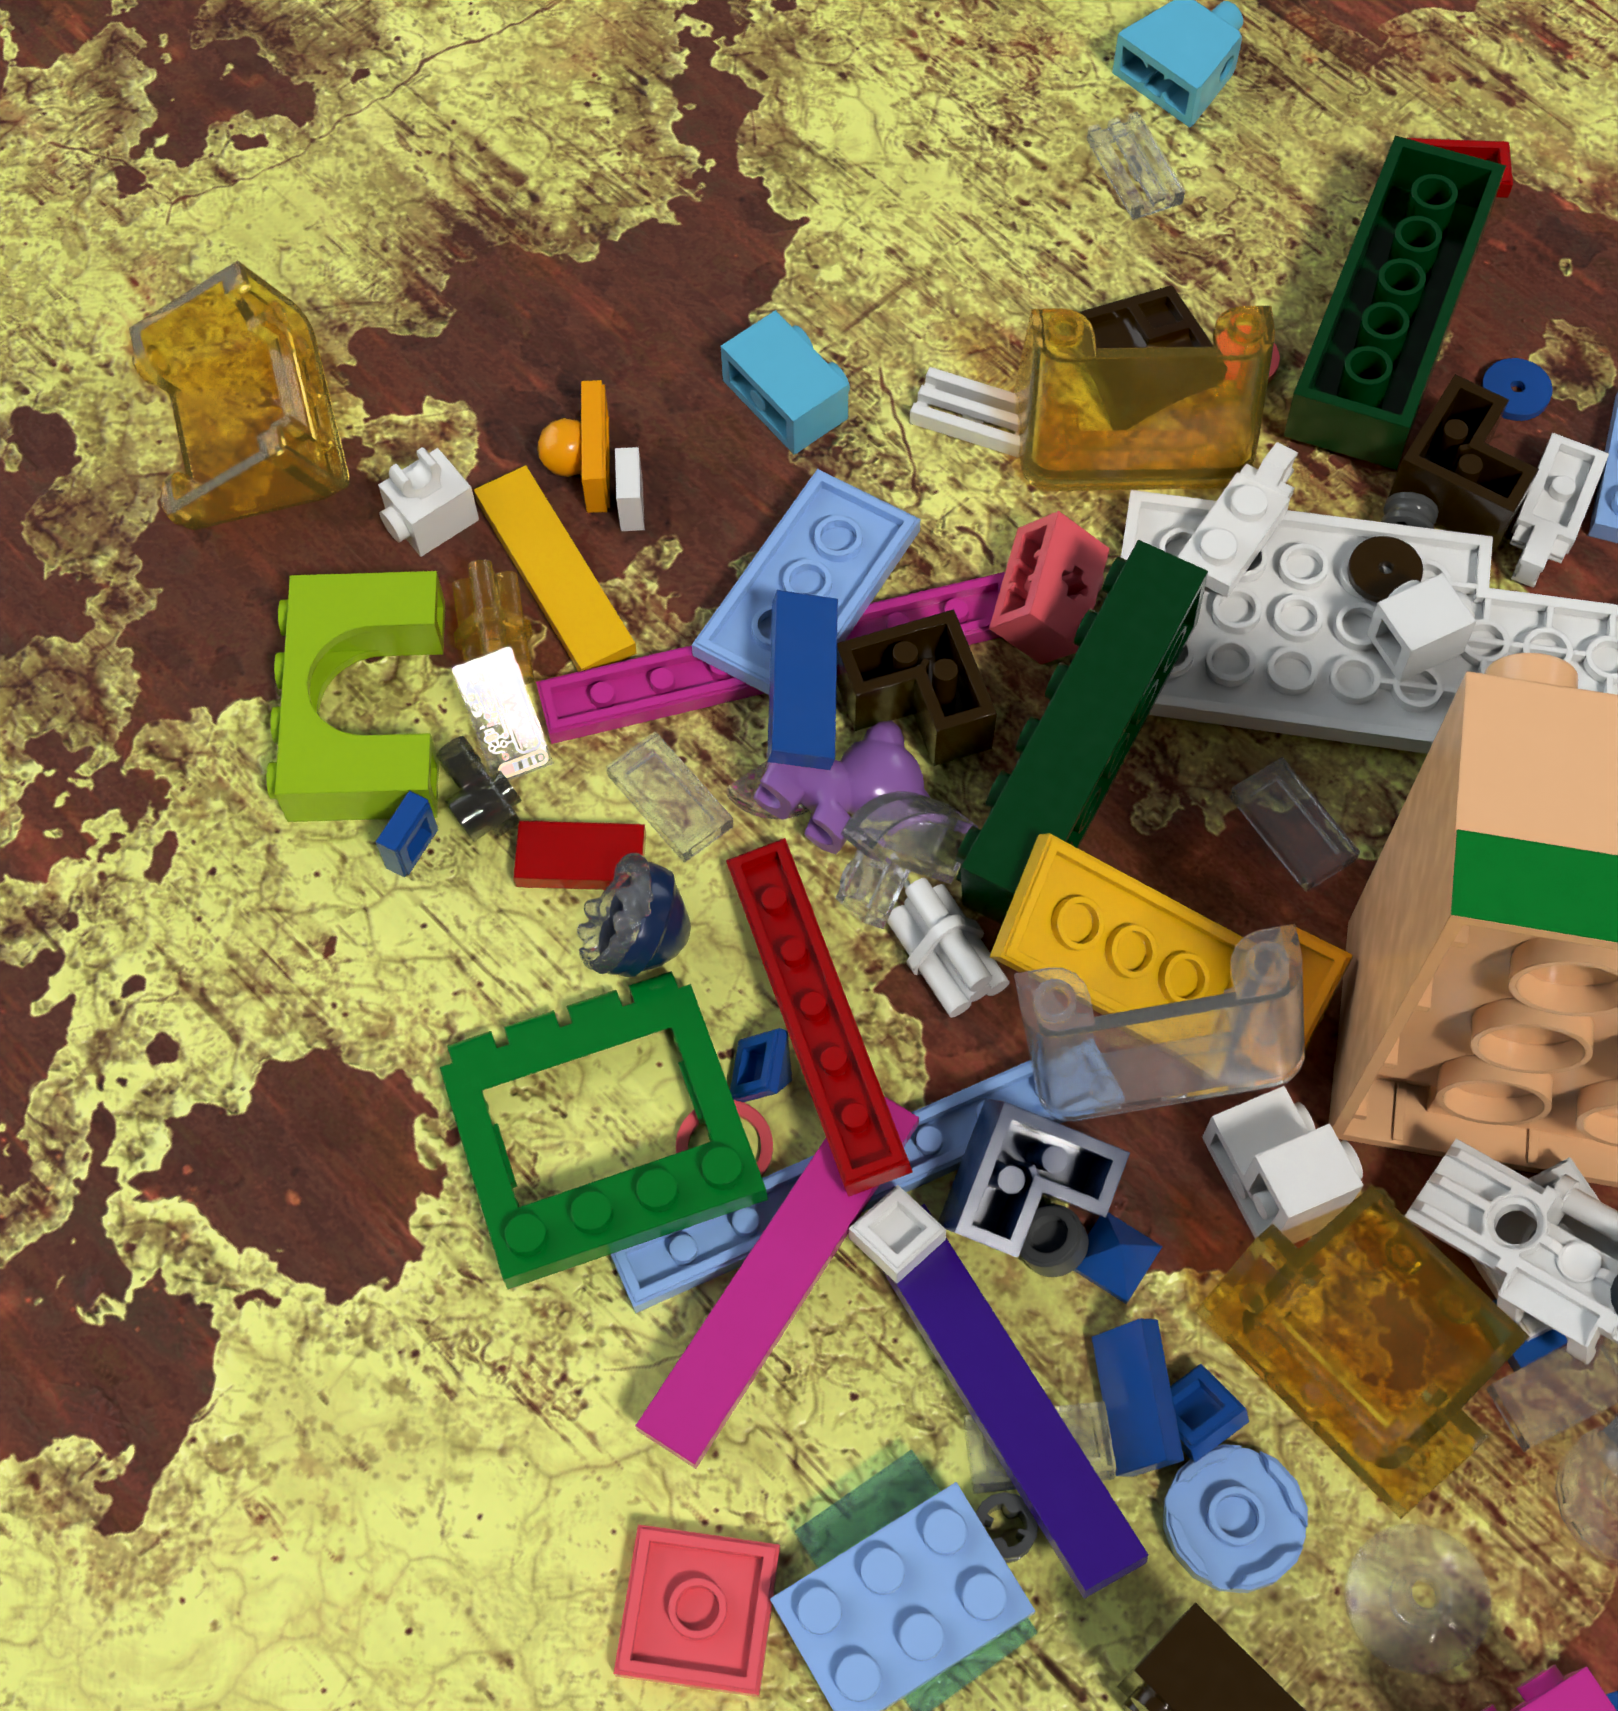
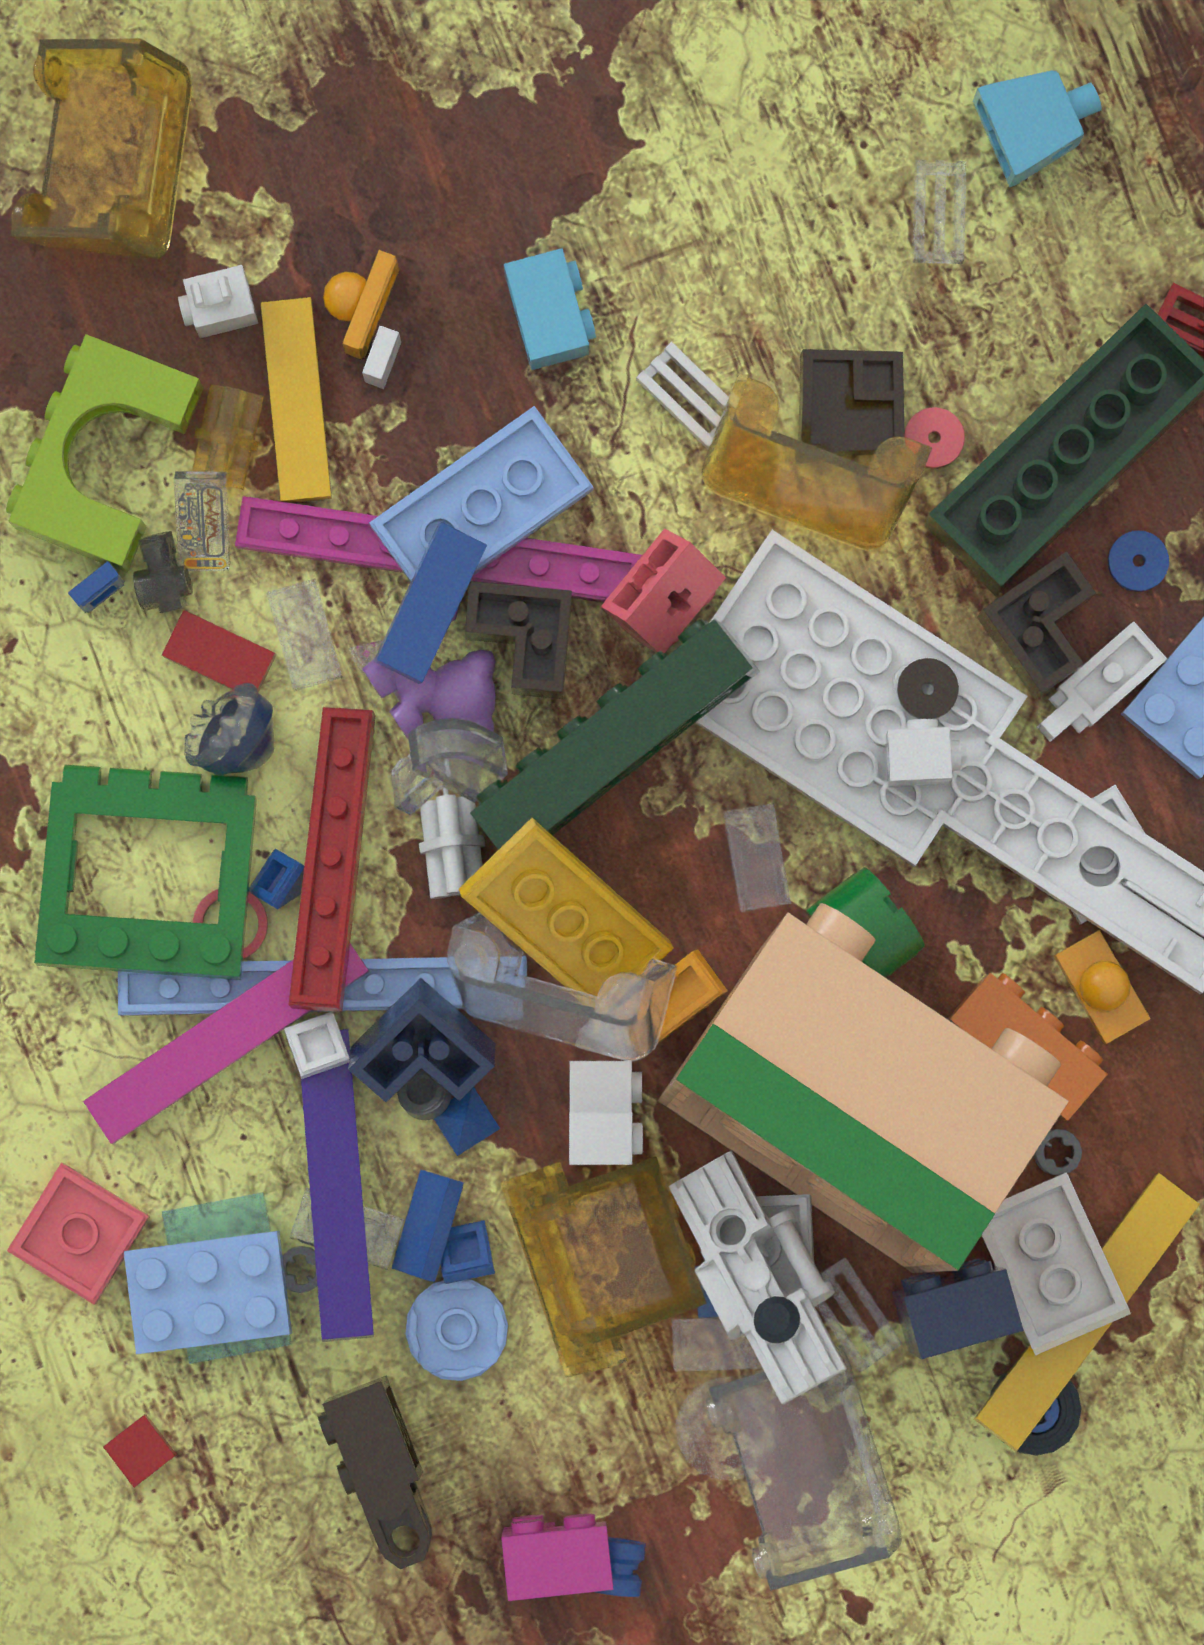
camera: 20 degrees right, 20 degrees up
(1242, 520) = (835, 601): white hinge -> none
(1389, 1618) = (551, 1402): clear dish -> none
(1410, 510) = (978, 646): dark grey bush -> none

